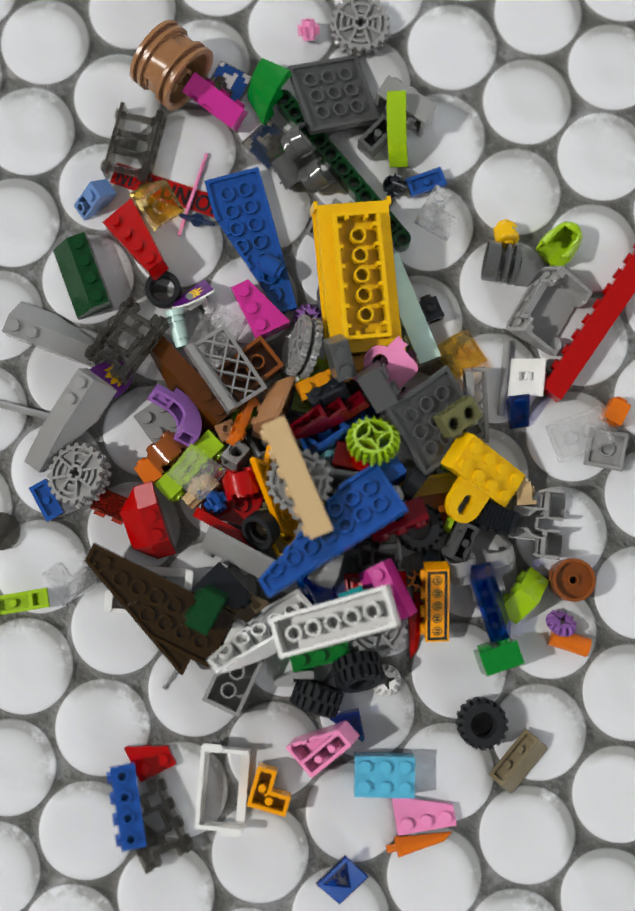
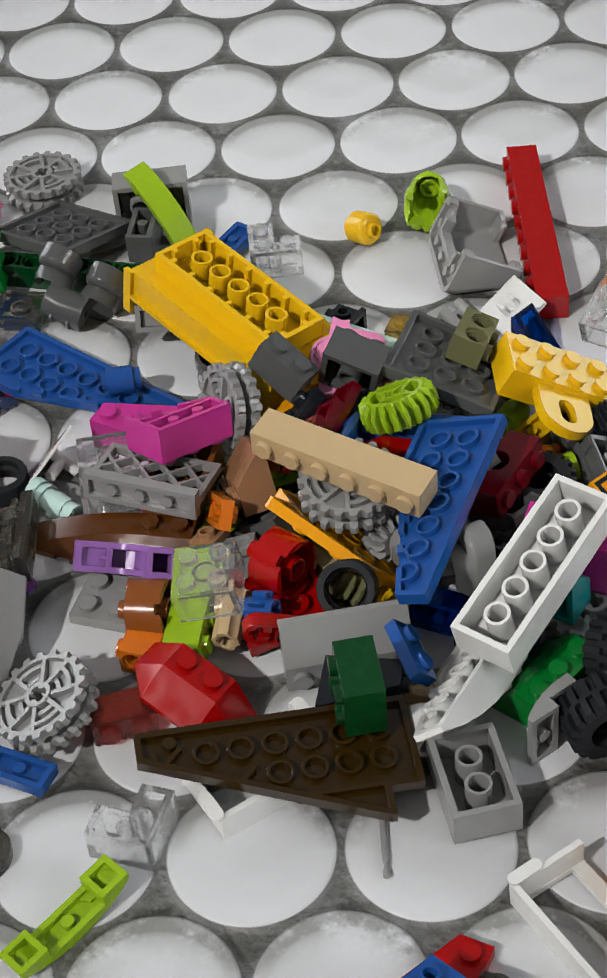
camera: 30 degrees left, 40 degrees down
(256, 597) = (410, 652): none -> blue plate
(258, 353) = (180, 431): none -> dark pink wedge
(501, 262) = (381, 240): dark grey wheel -> none

